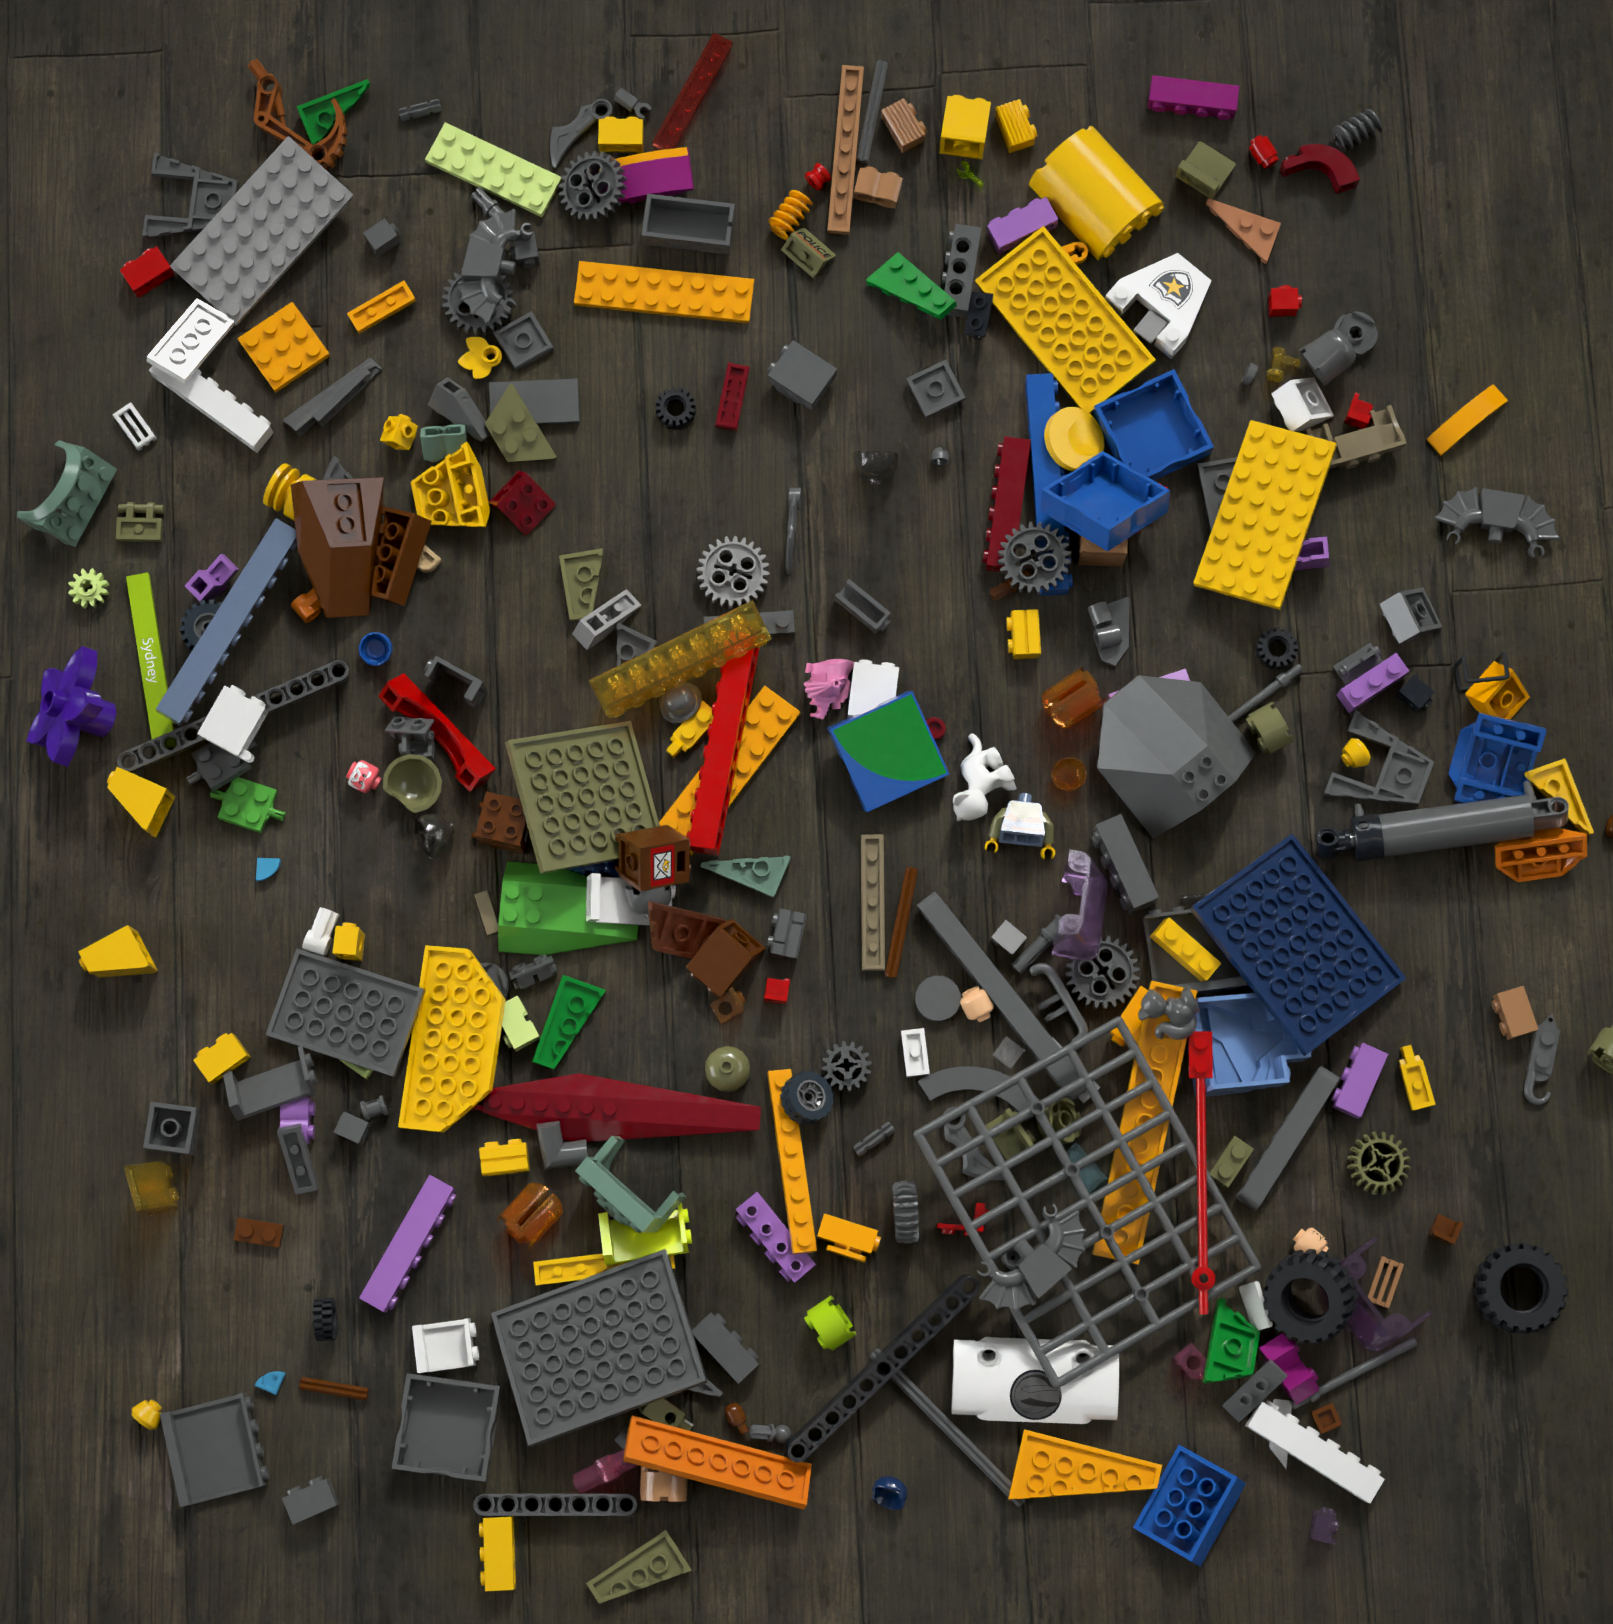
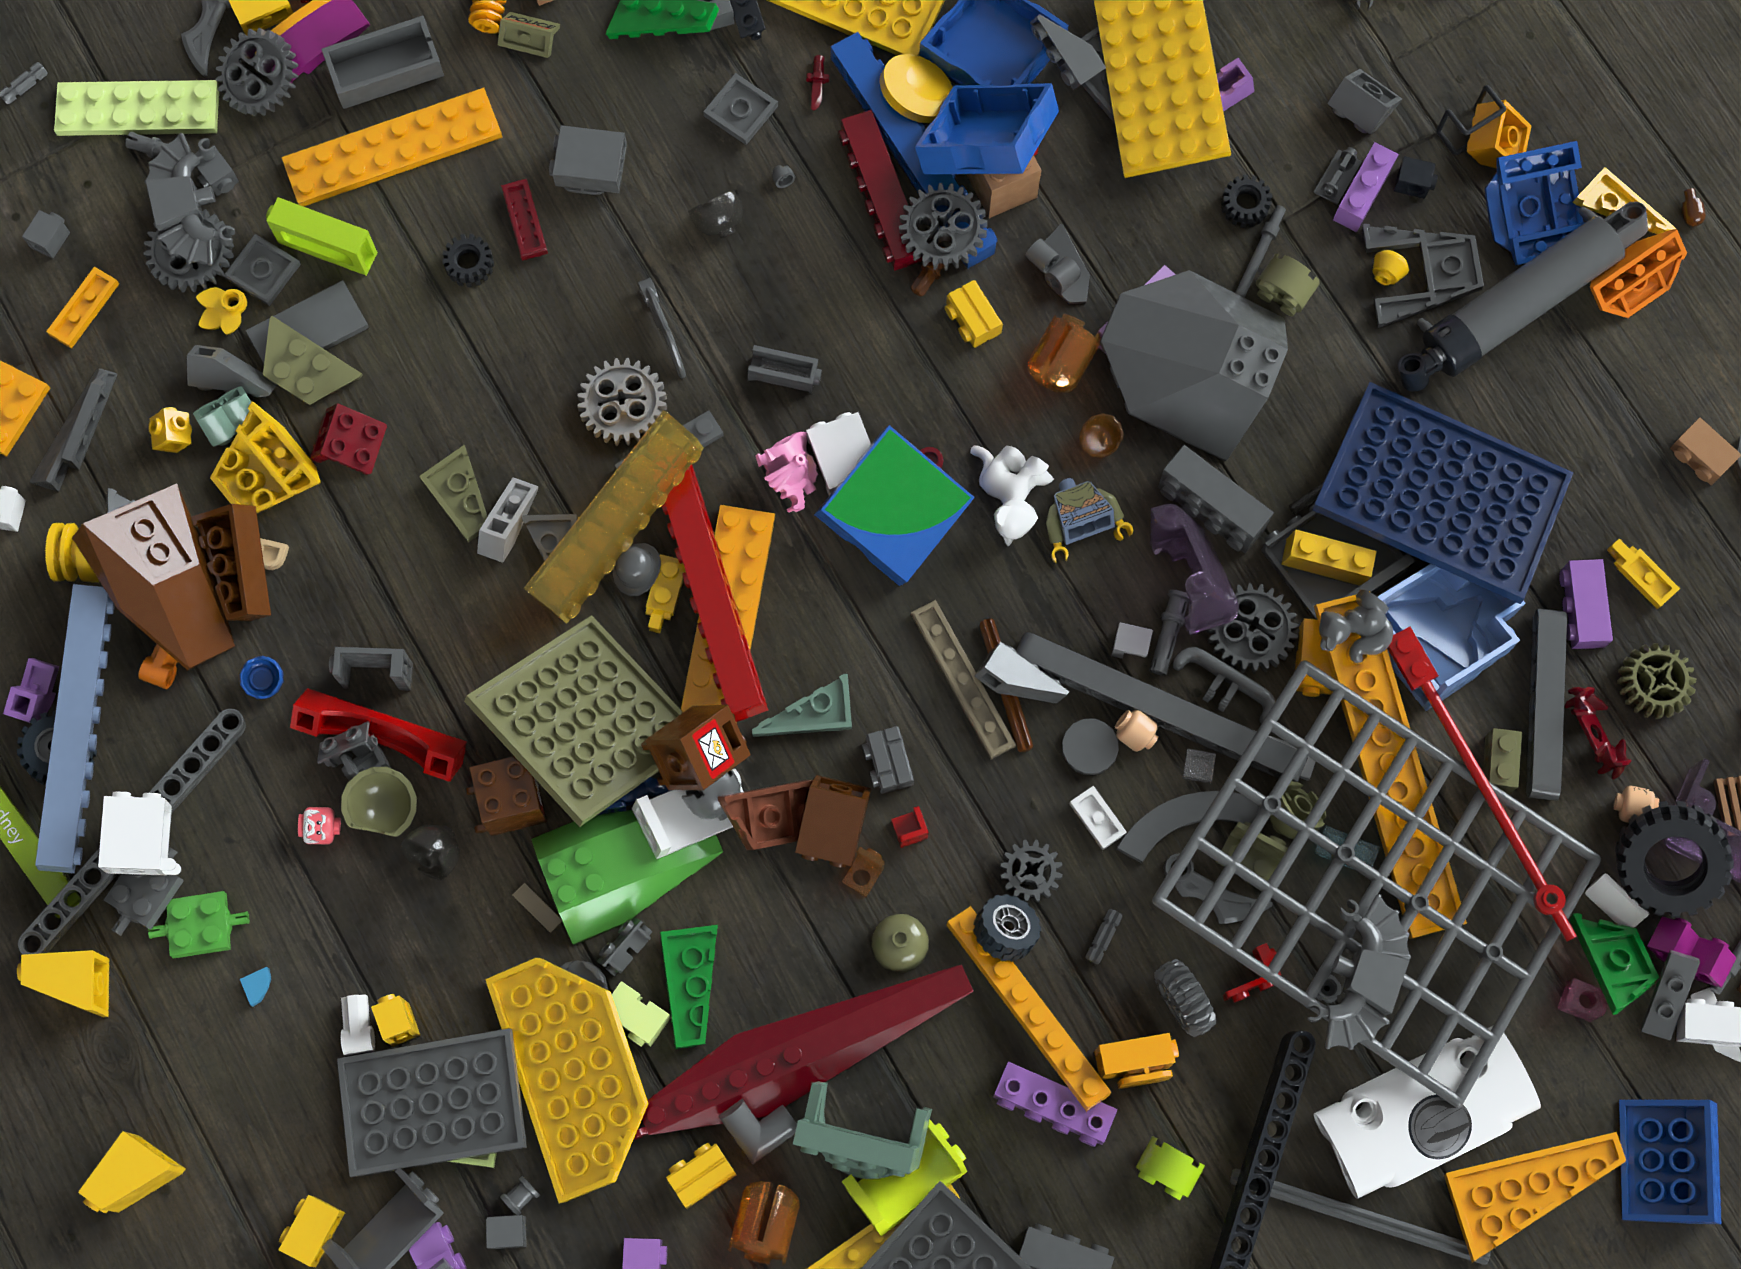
camera: 30 degrees left, 5 degrees down
(577, 339) = (321, 236): none -> lime piece
(908, 919) = (1014, 676): none -> slope
(1006, 392) = (817, 78): none -> dark red piece
(1204, 475) = (1071, 54): none -> dark grey slope
(1312, 1158) = (1585, 707): none -> dark red piece

